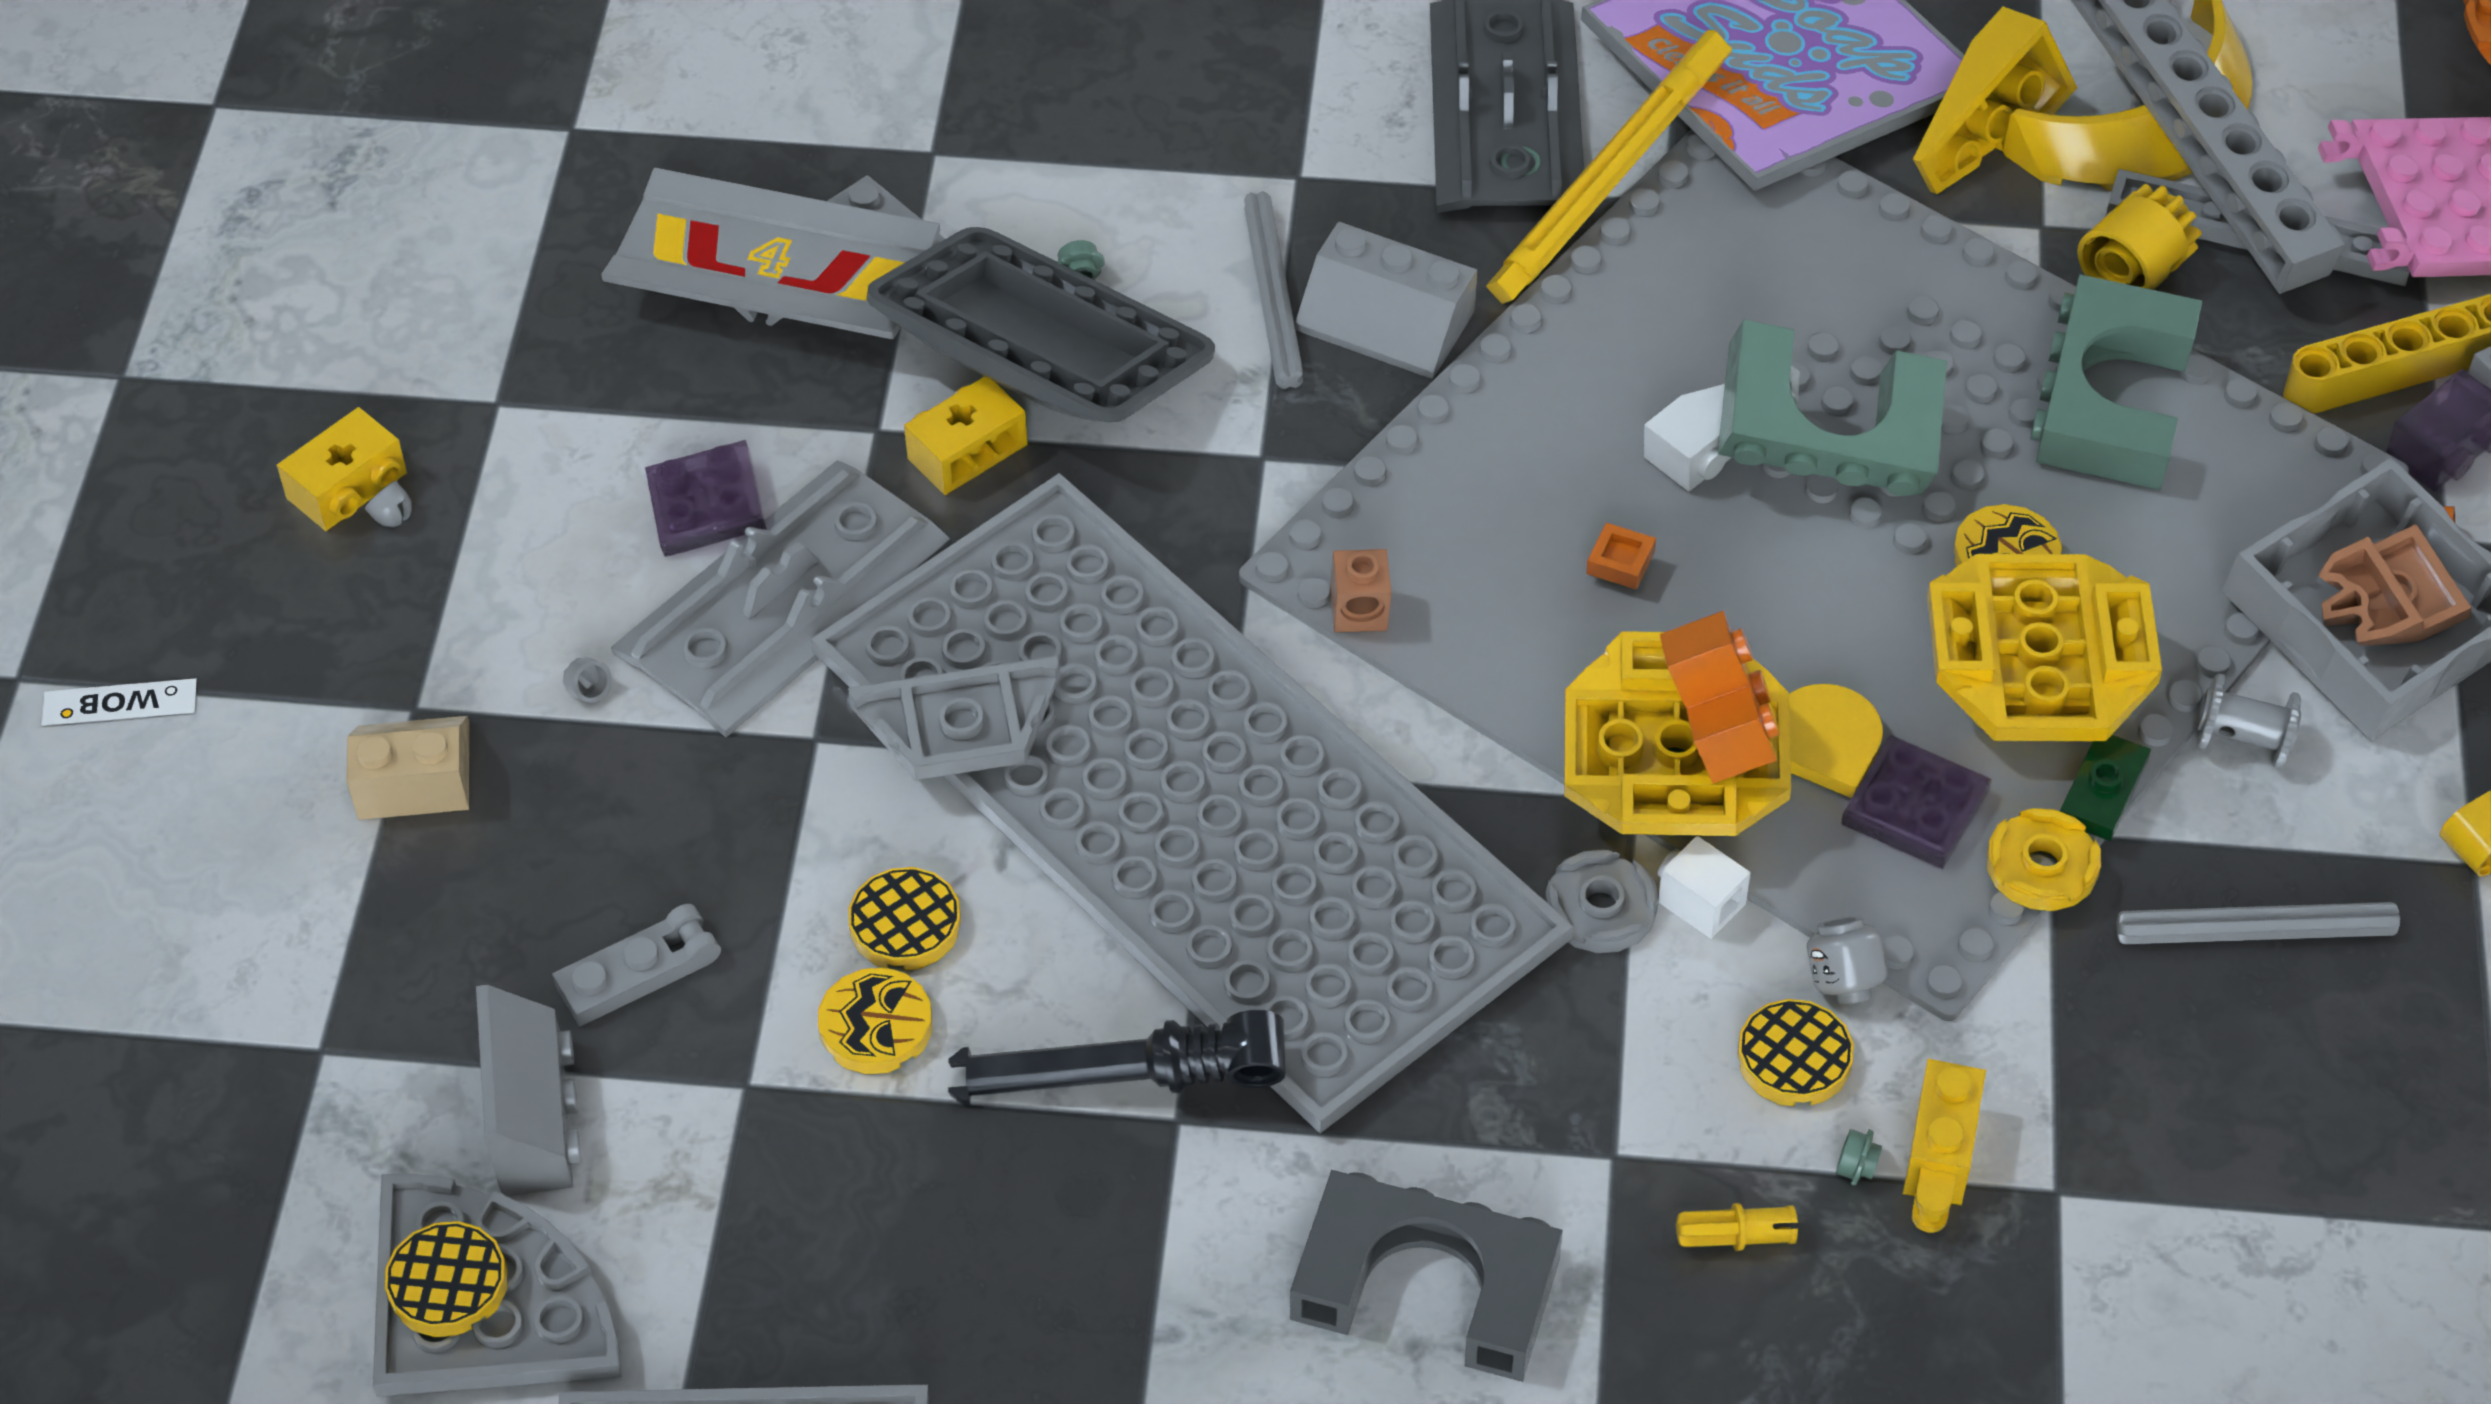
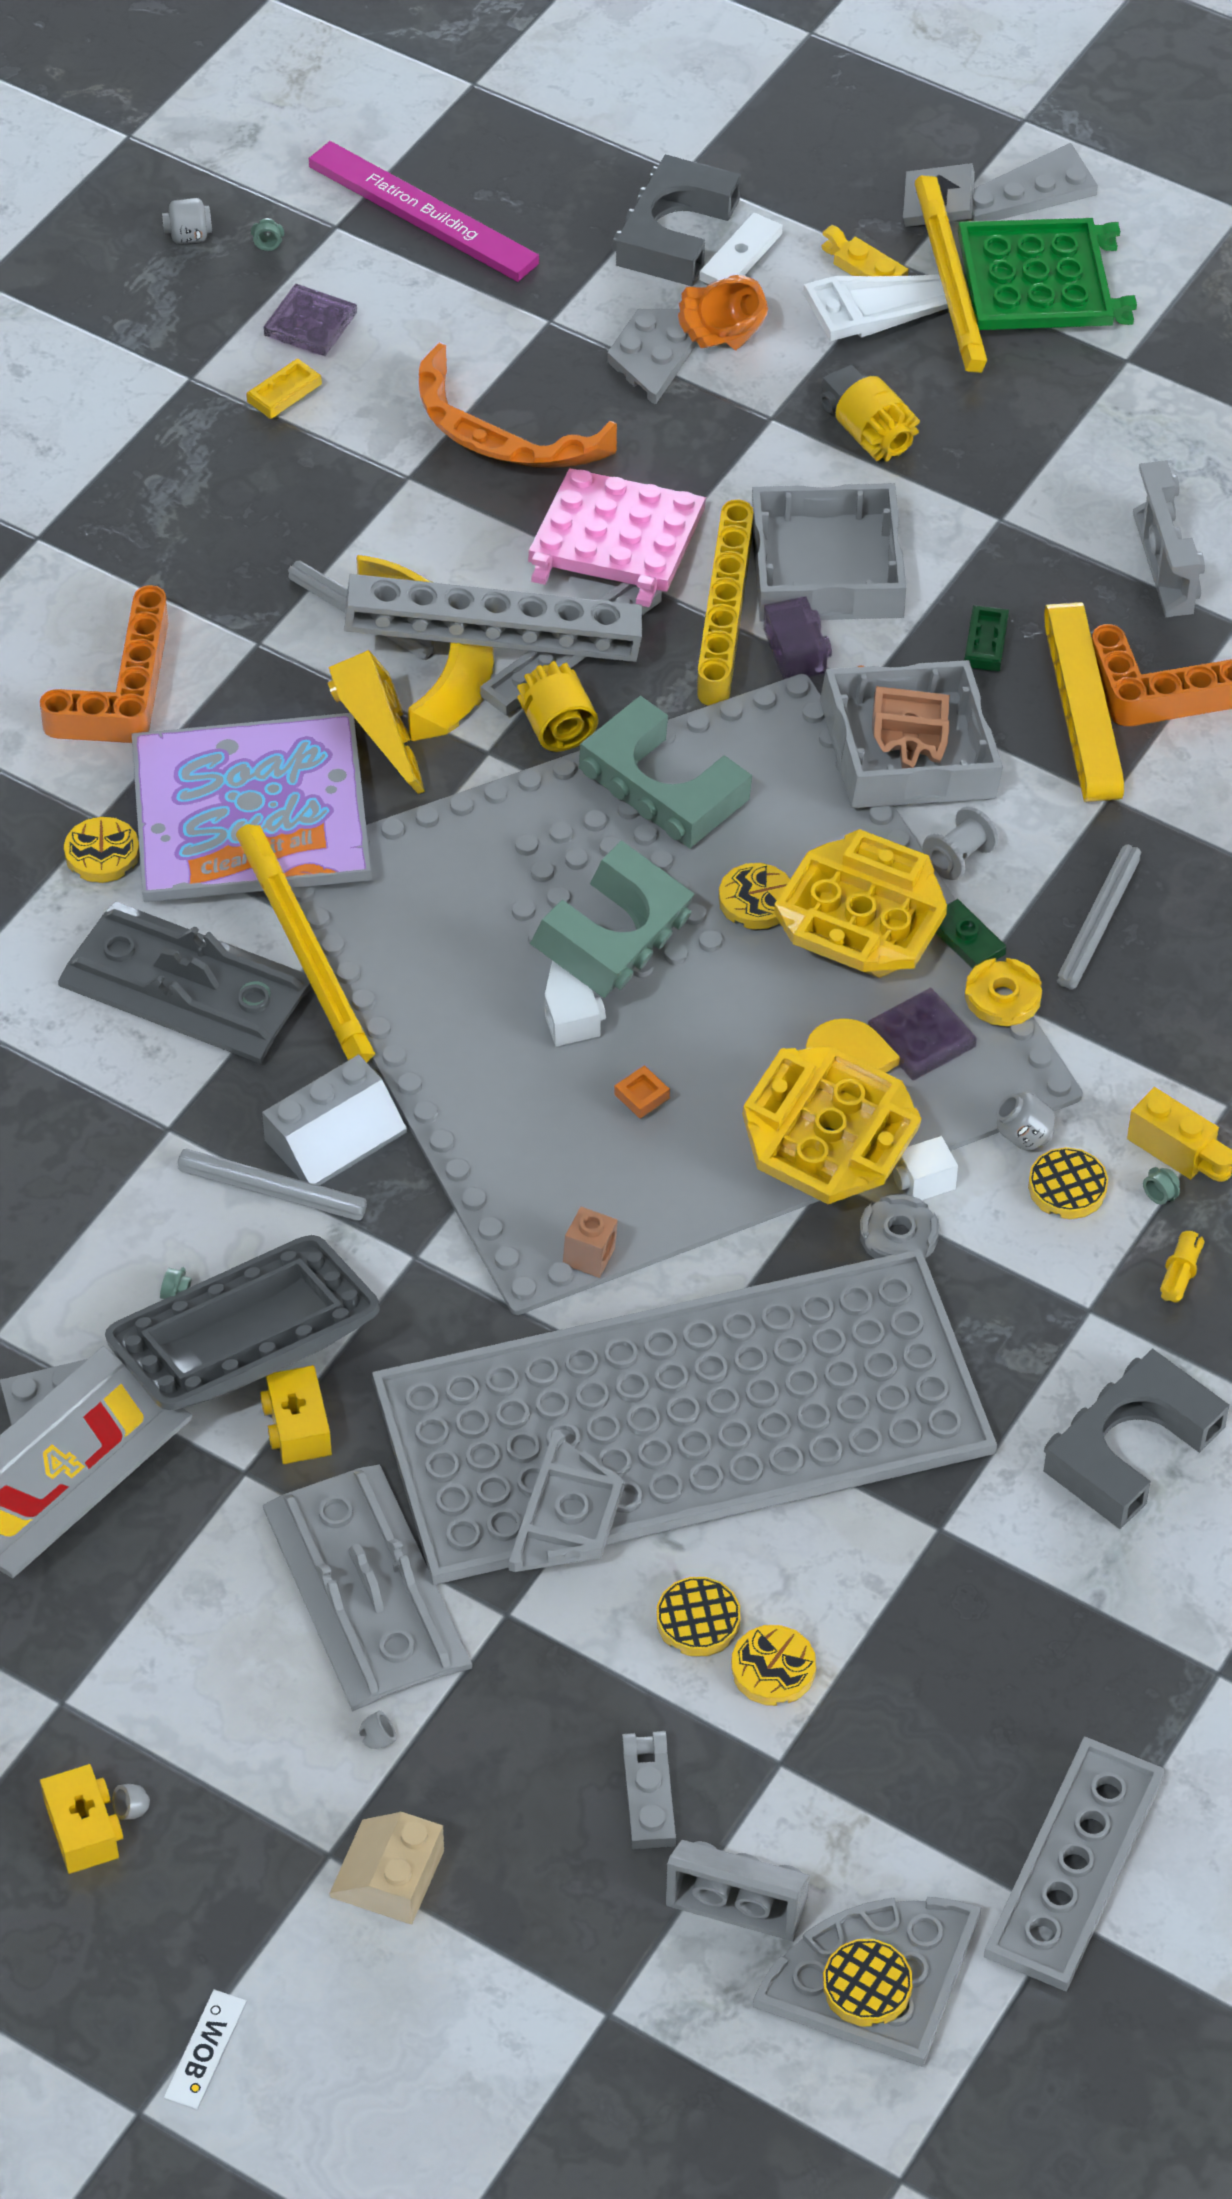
camera: 65 degrees left, 0 degrees up
(705, 498) = (251, 1597): clear purple tile -> none
(1245, 1049) = (910, 1502): black piece -> none
(1721, 696) = (841, 1077): orange brick -> none

